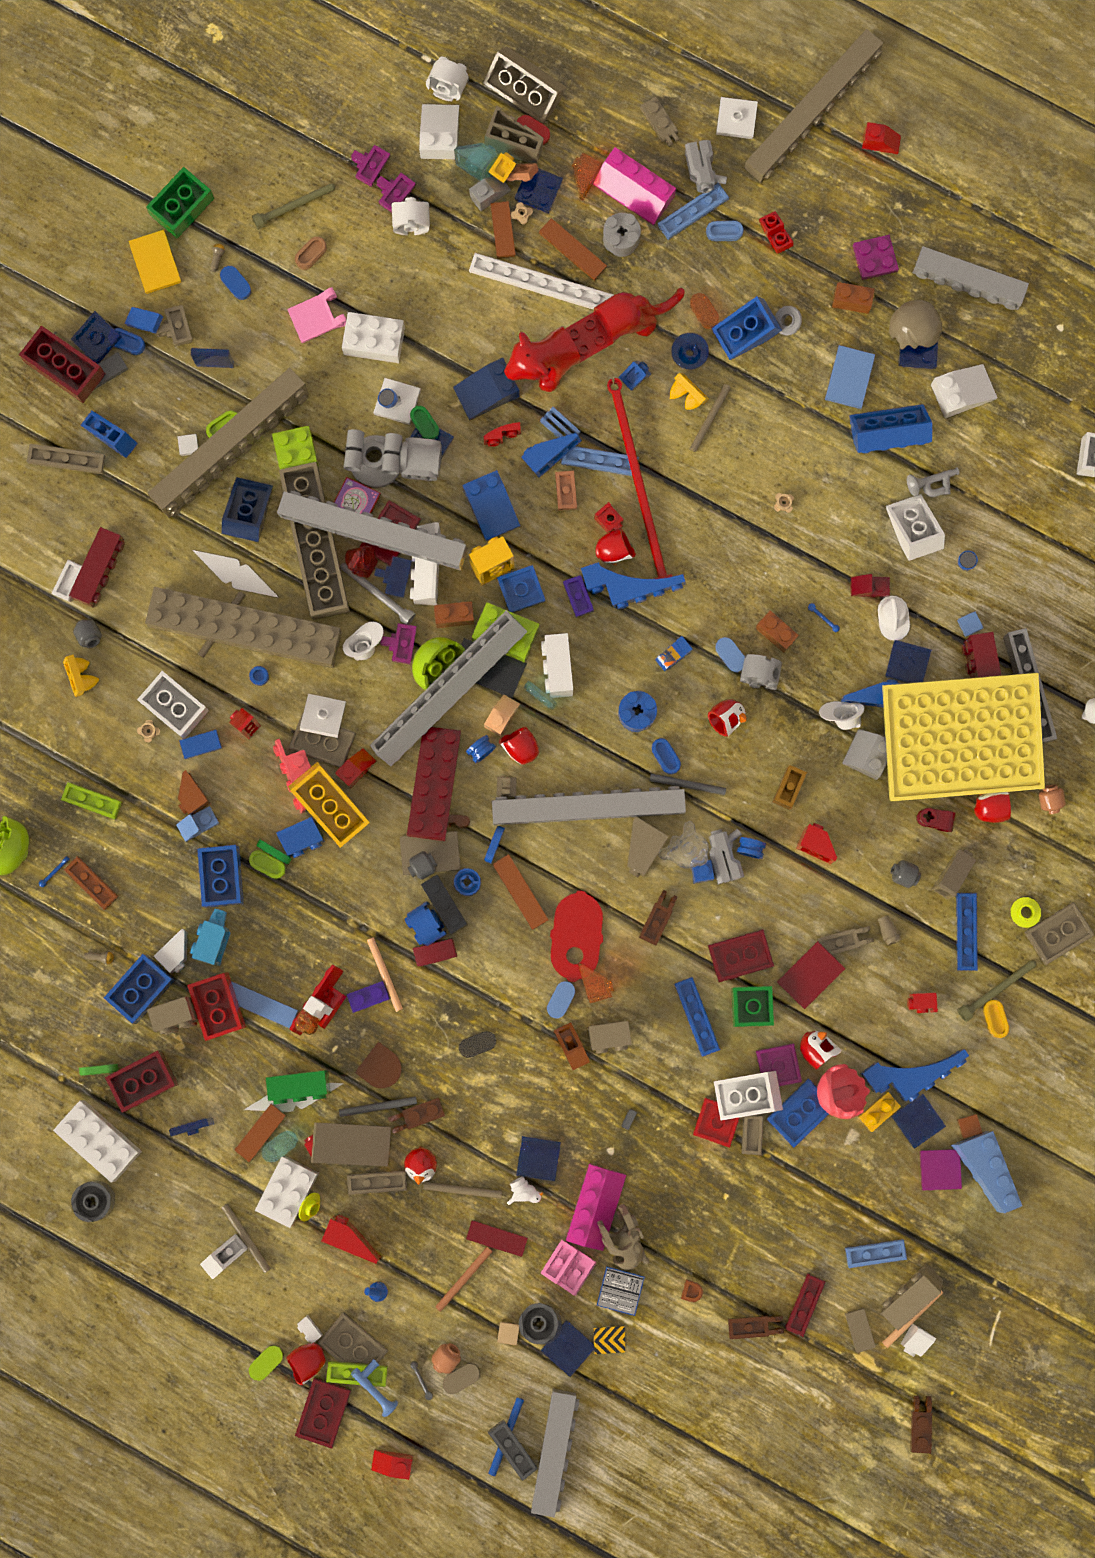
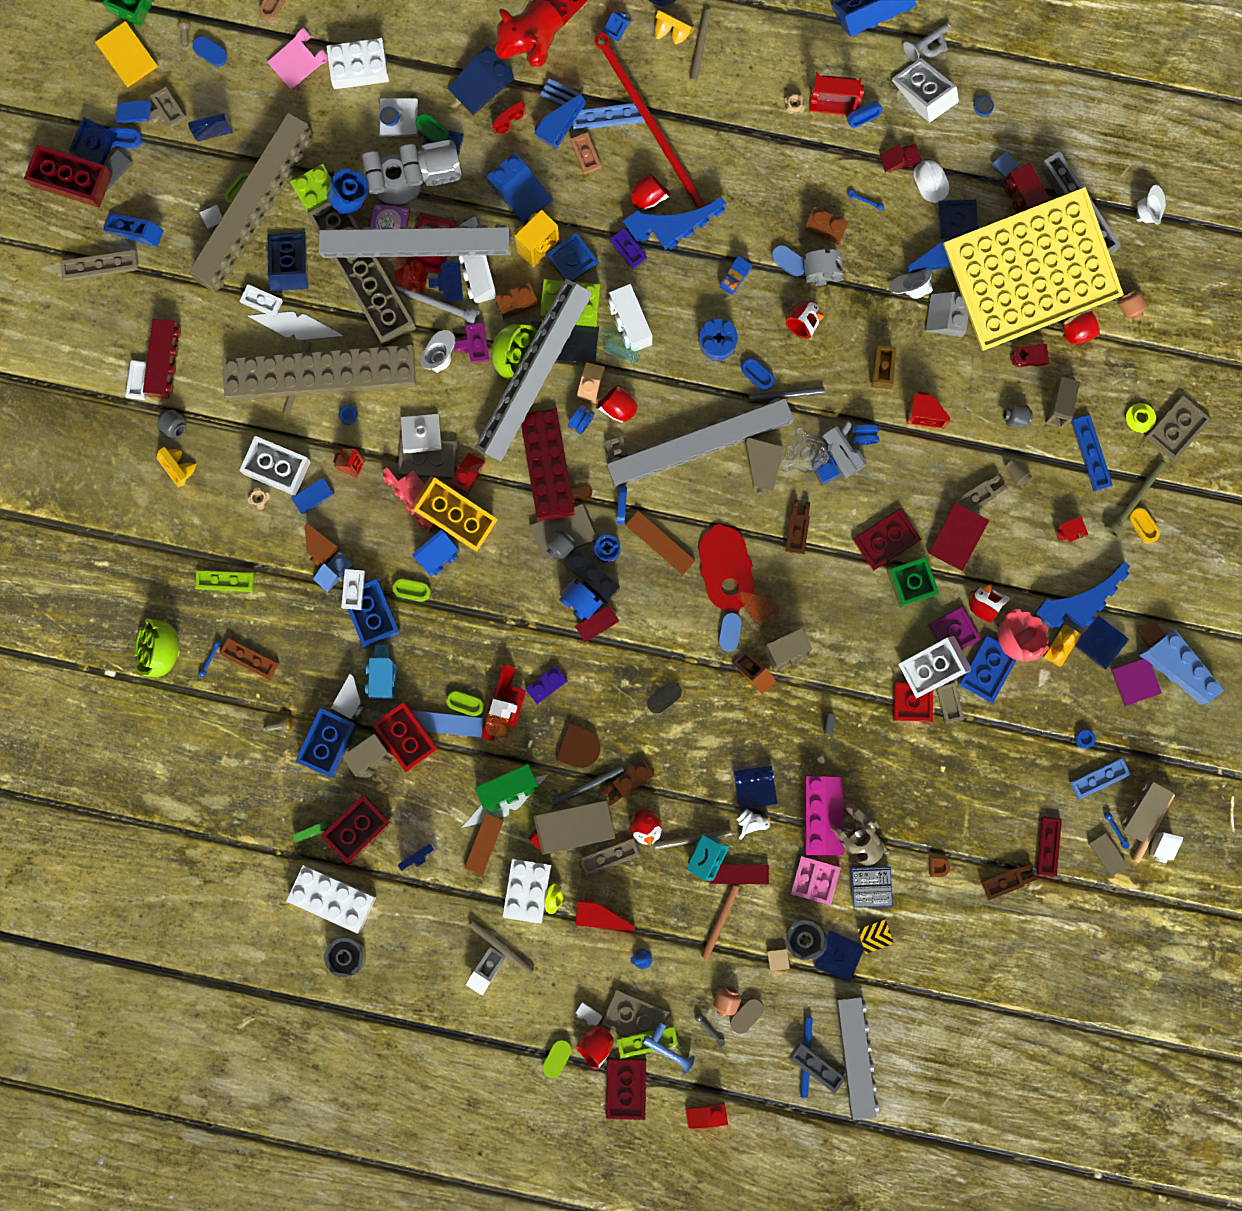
camera: 15 degrees left, 0 degrees up
(209, 540) = (261, 300): none -> white plate
(209, 849) = (353, 589): none -> white plate
(274, 852) = (413, 575): green tile -> none
(279, 1146) = (506, 851): clear light blue tile -> none
(284, 990) = (465, 703): none -> lime tile
(323, 460) = (347, 191): none -> blue brick
(384, 973) = (555, 658): light nougat bar -> none
(470, 1213) = (707, 857): none -> teal brick
(603, 513) = (627, 167): red brick -> none
(697, 1016) = (863, 609): blue tile -> none
(825, 507) = (835, 94): none -> red window
(848, 533) = (864, 114): none -> blue tile
(873, 1210) = (1085, 738): none -> blue tile
(879, 1325) = (1108, 816): none -> blue hinge
(921, 1427) = (1193, 926): reddish brown hinge -> none

